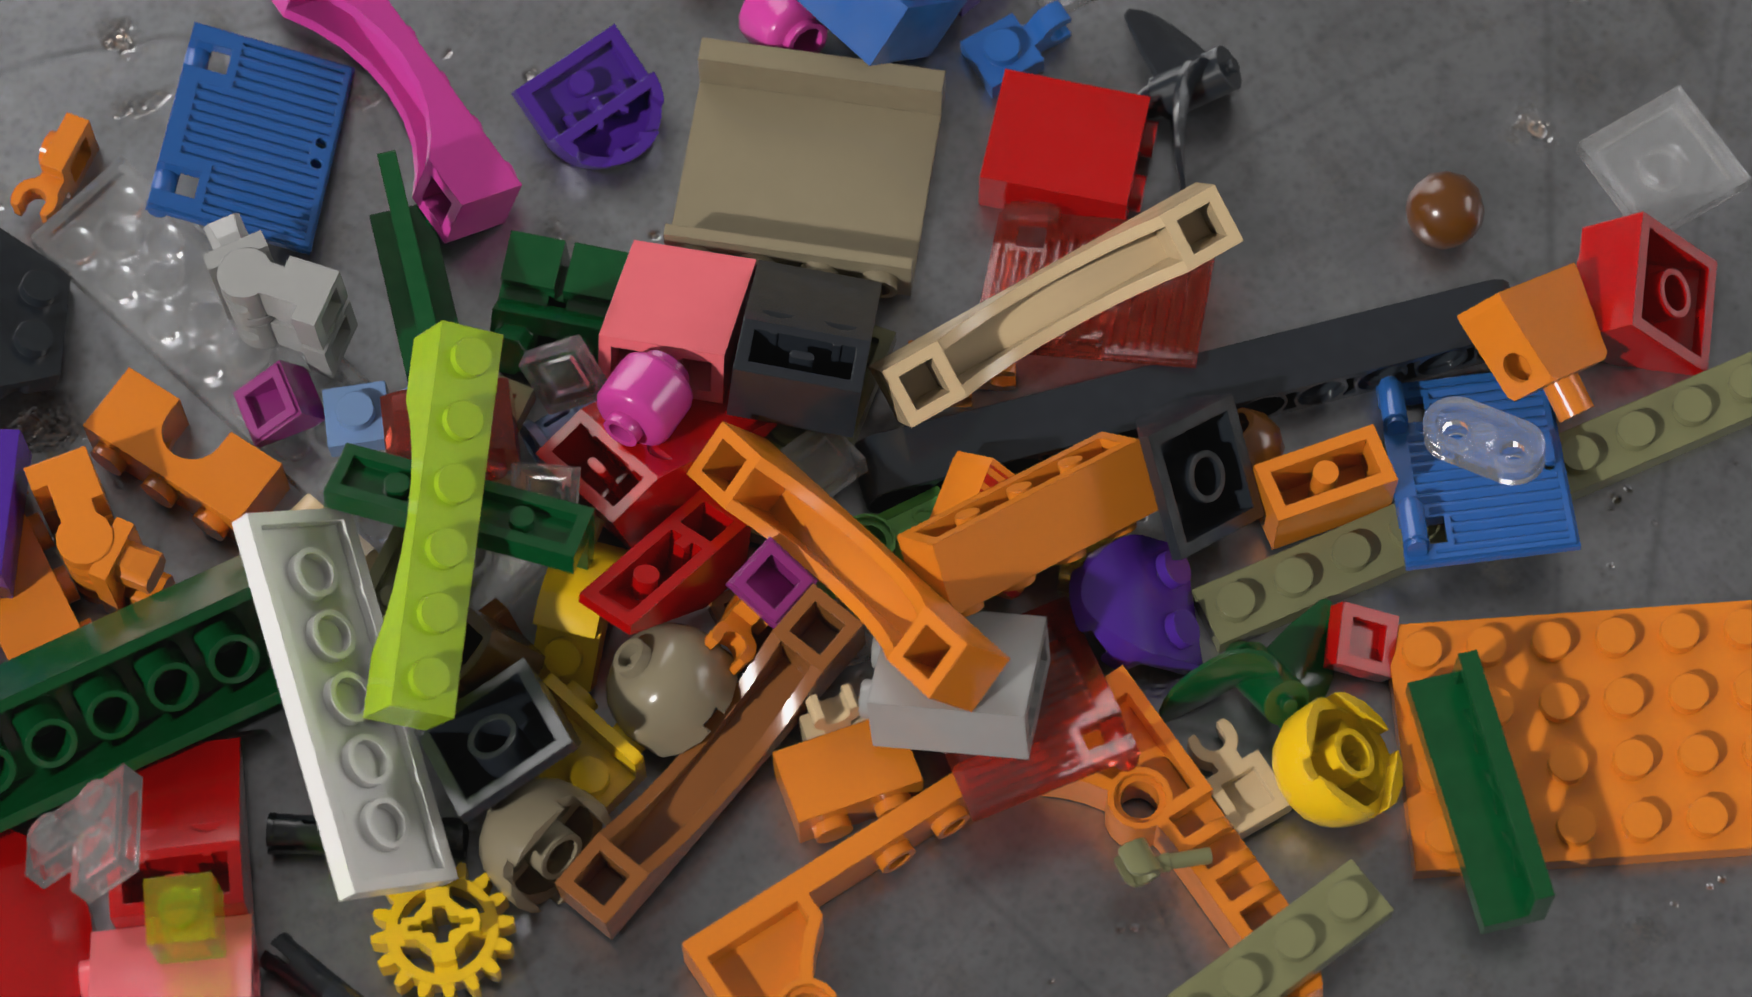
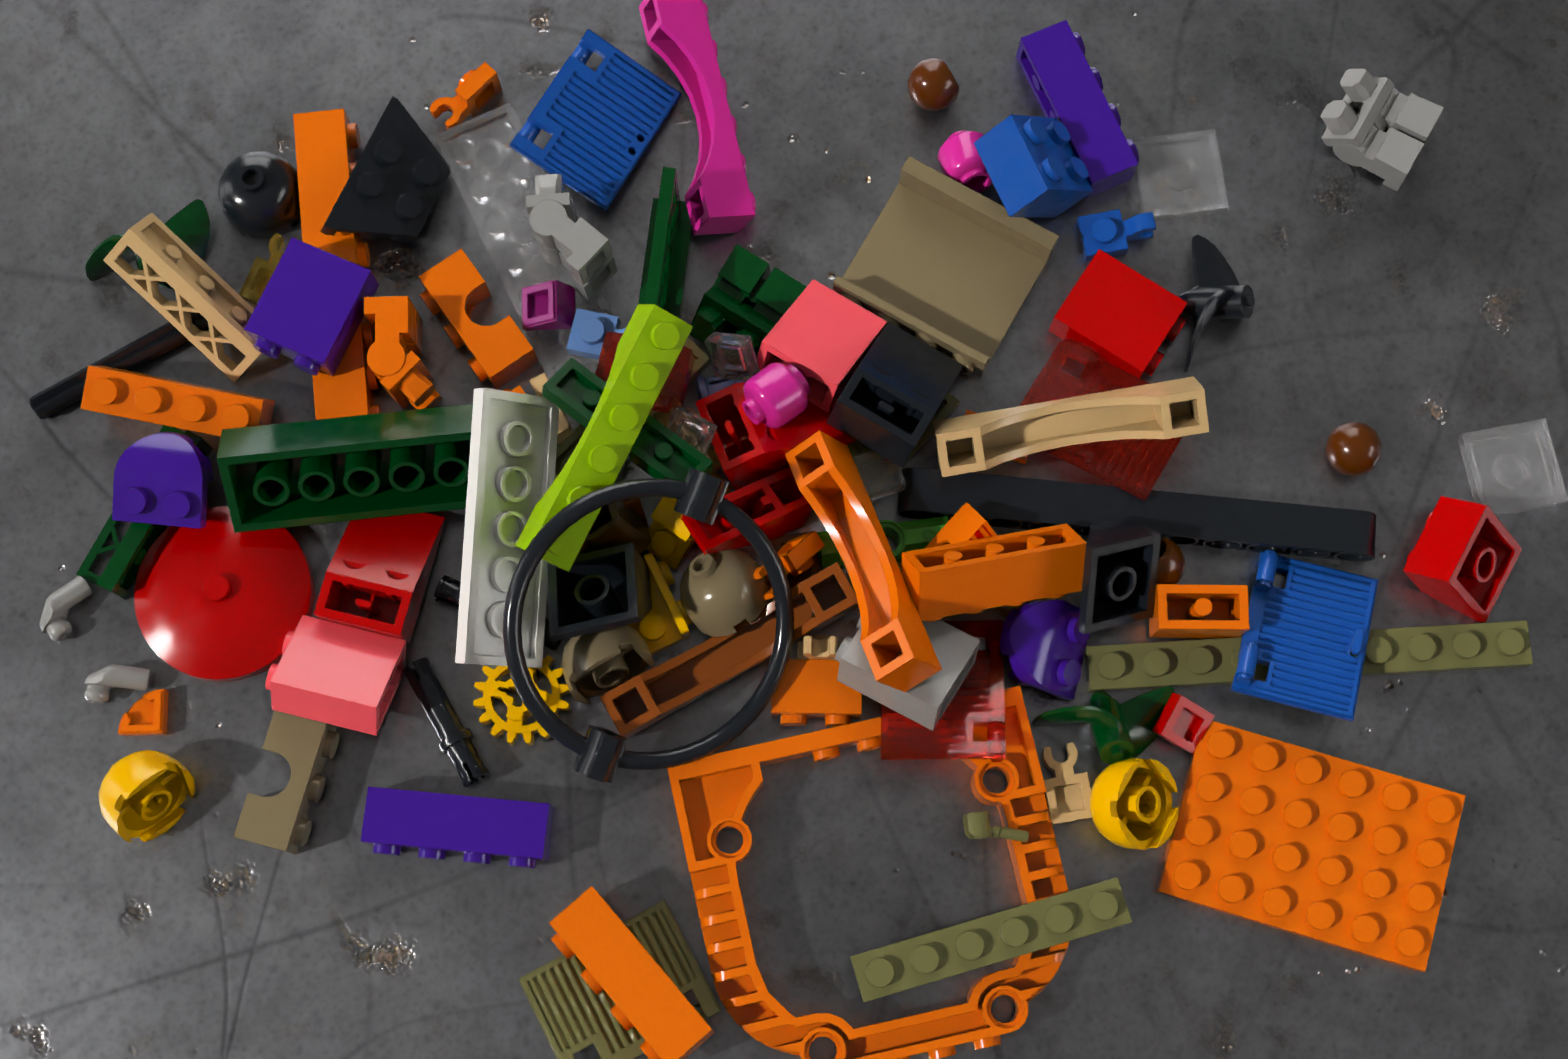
camera: 20 degrees right, 10 degrees up
(90, 836) = (321, 555): clear plate -> none
(184, 918) = (354, 636): clear neon green brick -> none
(595, 104) = (825, 174): dark purple slope -> none
(597, 559) = (602, 748): none -> black piece
(771, 582) = (810, 549): magenta slope -> none
(1481, 796) = (1220, 862): dark green fence -> none
(1487, 440) = (1319, 622): clear plate -> none
(1540, 339) = (1382, 567): orange torso -> none

